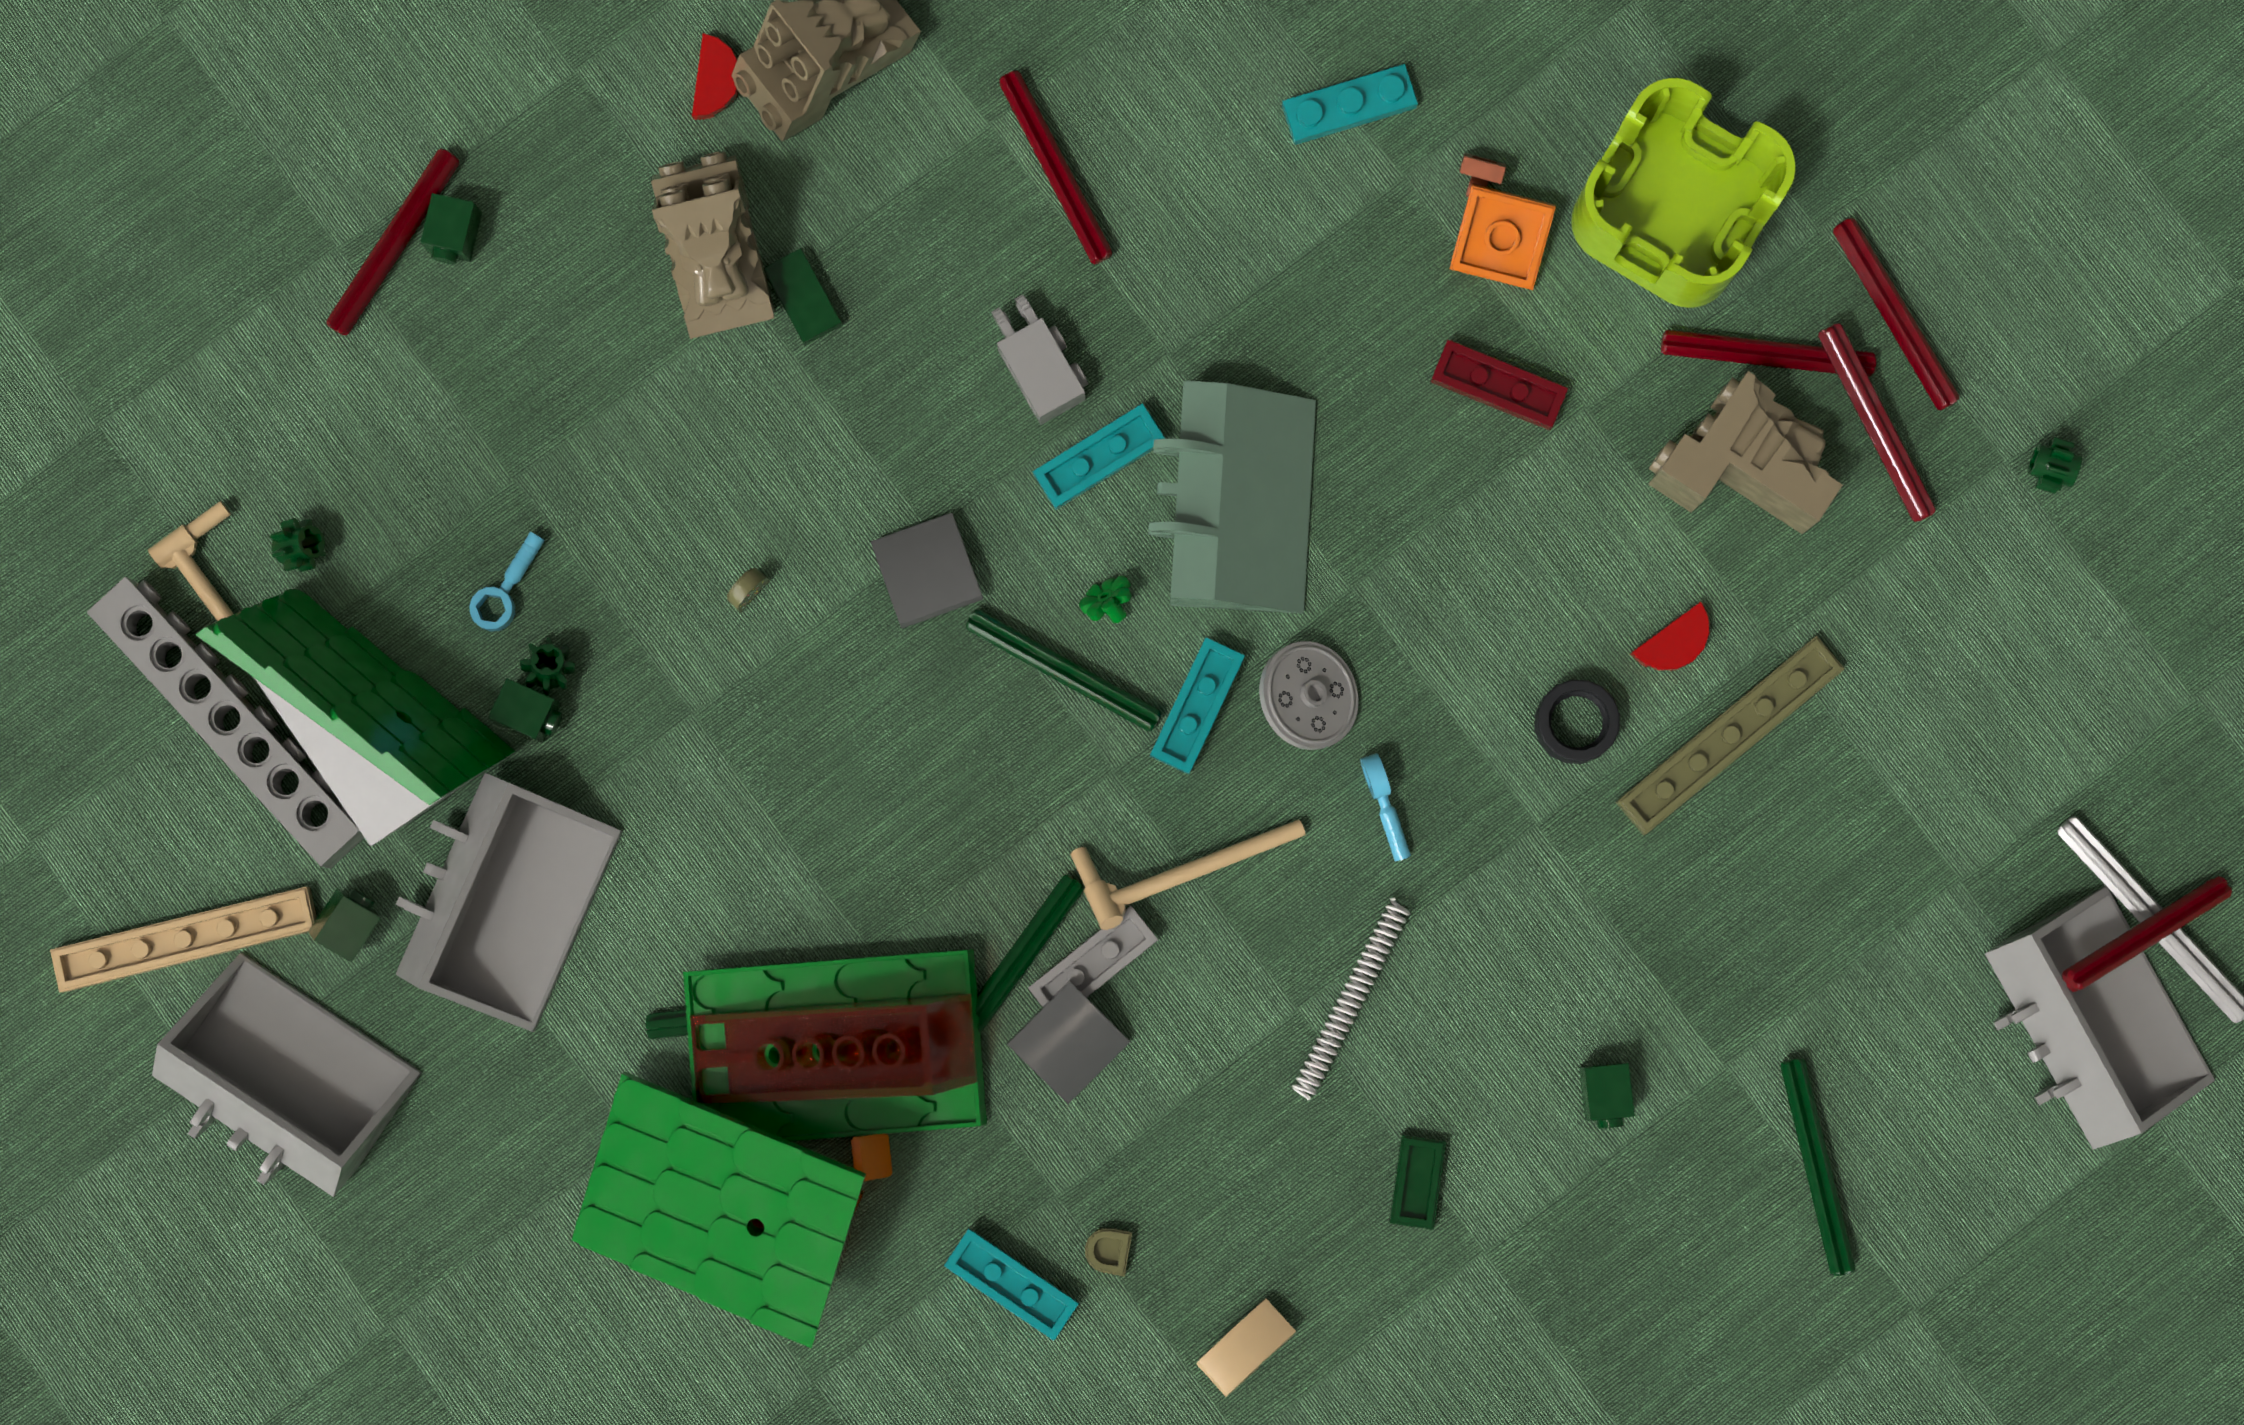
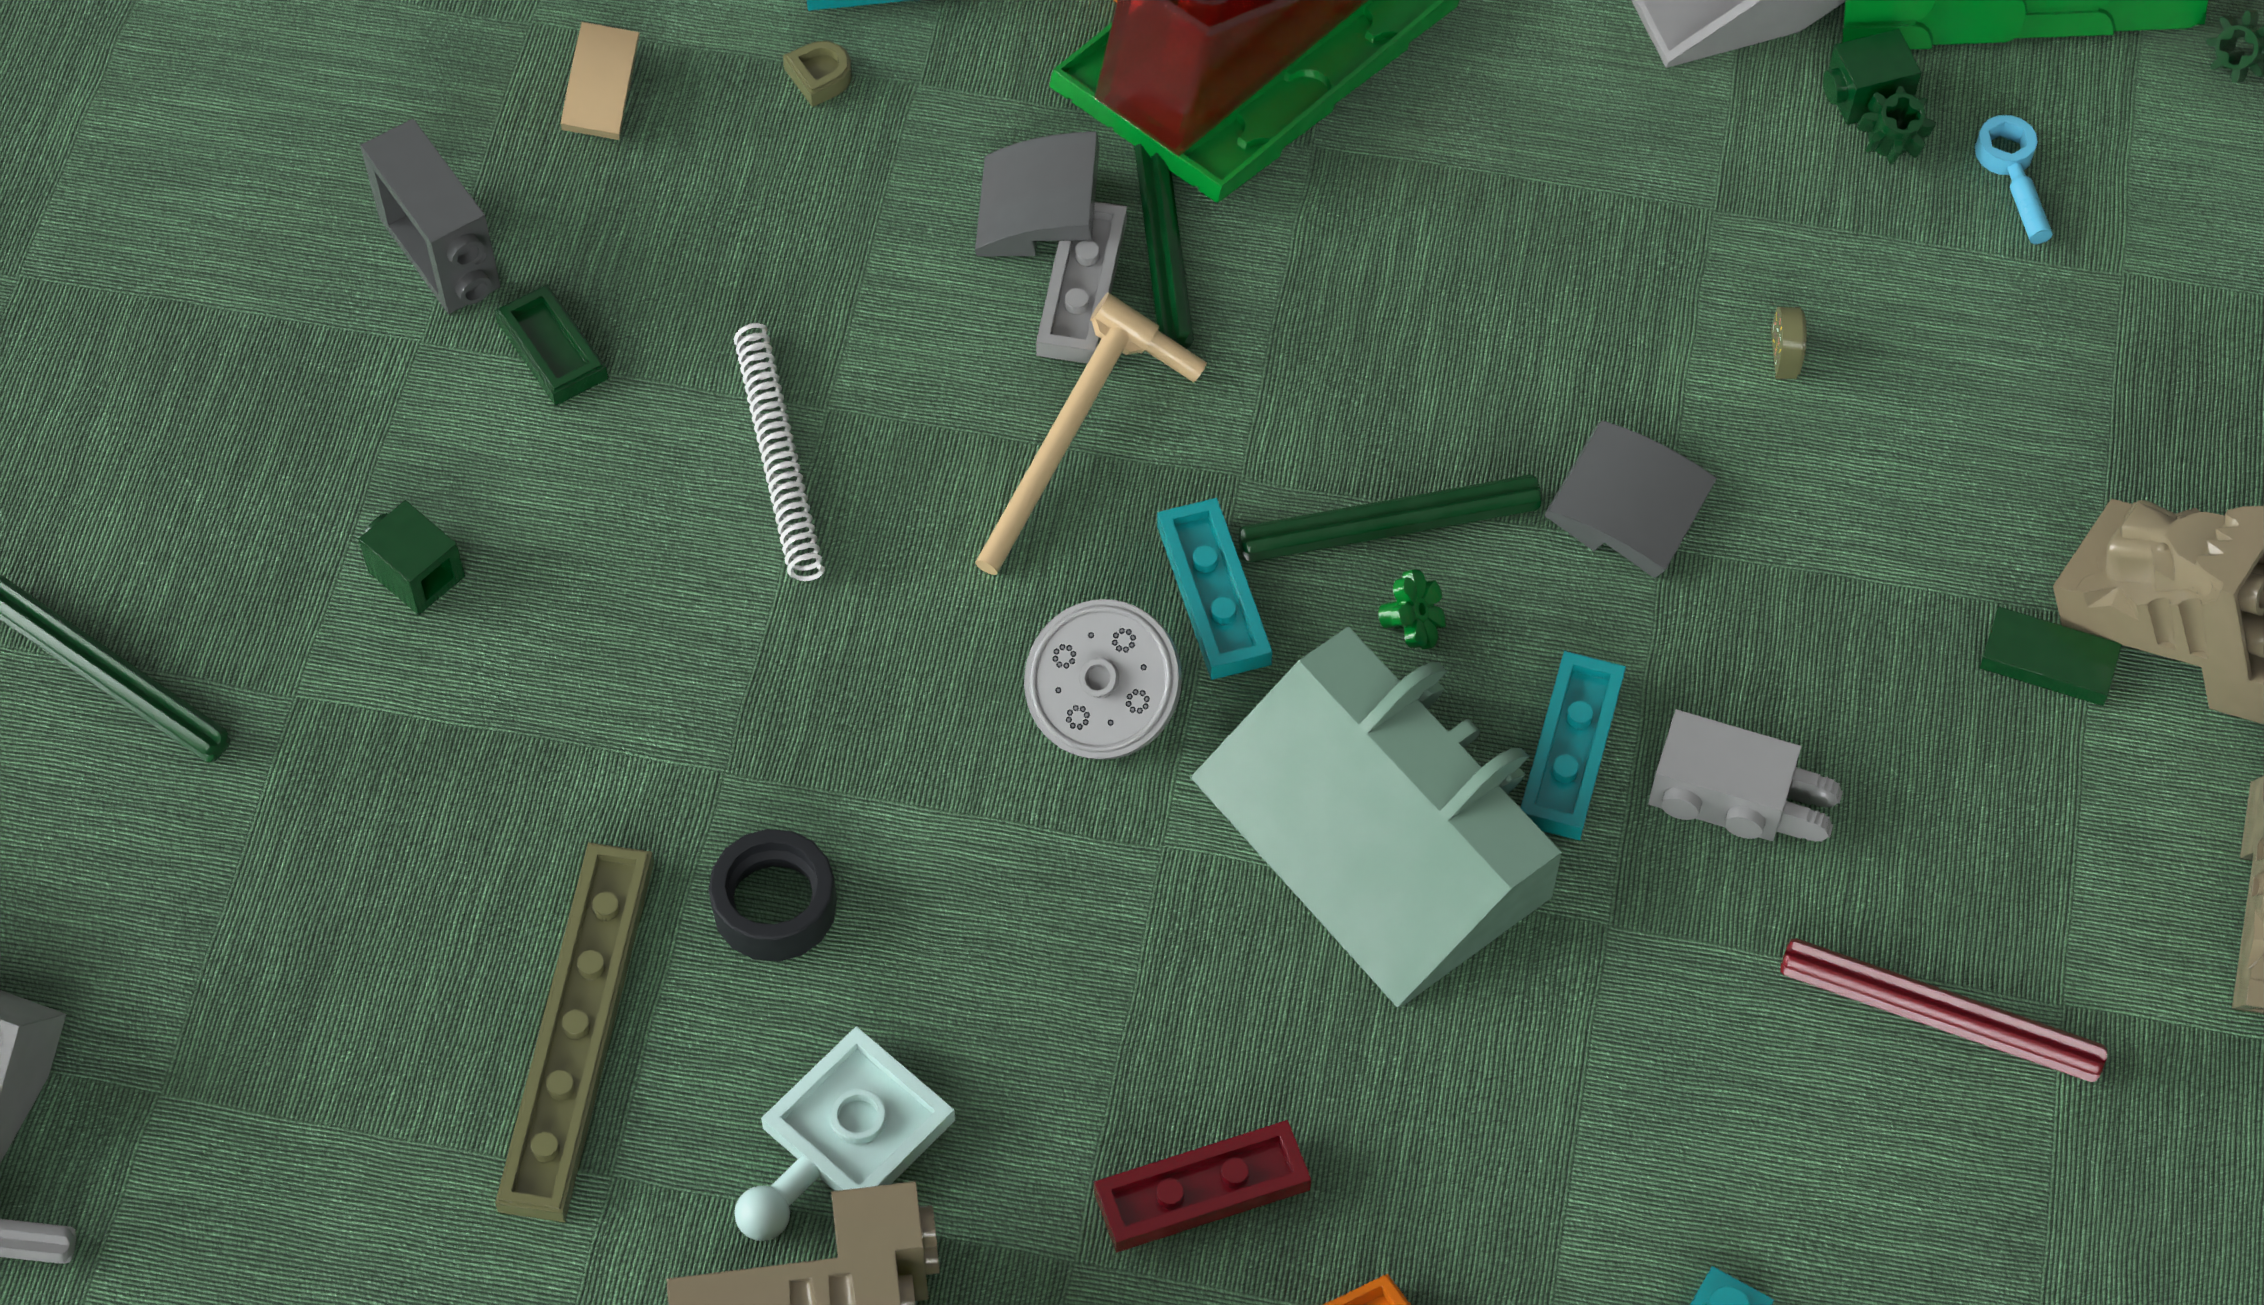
camera: 135 degrees right, 25 degrees down
(1380, 789) = (943, 659): medium azure piece -> none
(1431, 1310) = (431, 216): none -> dark grey window
(1640, 560) = (848, 1122): none -> light aqua plate
(1677, 643) = (729, 1074): red tile -> none

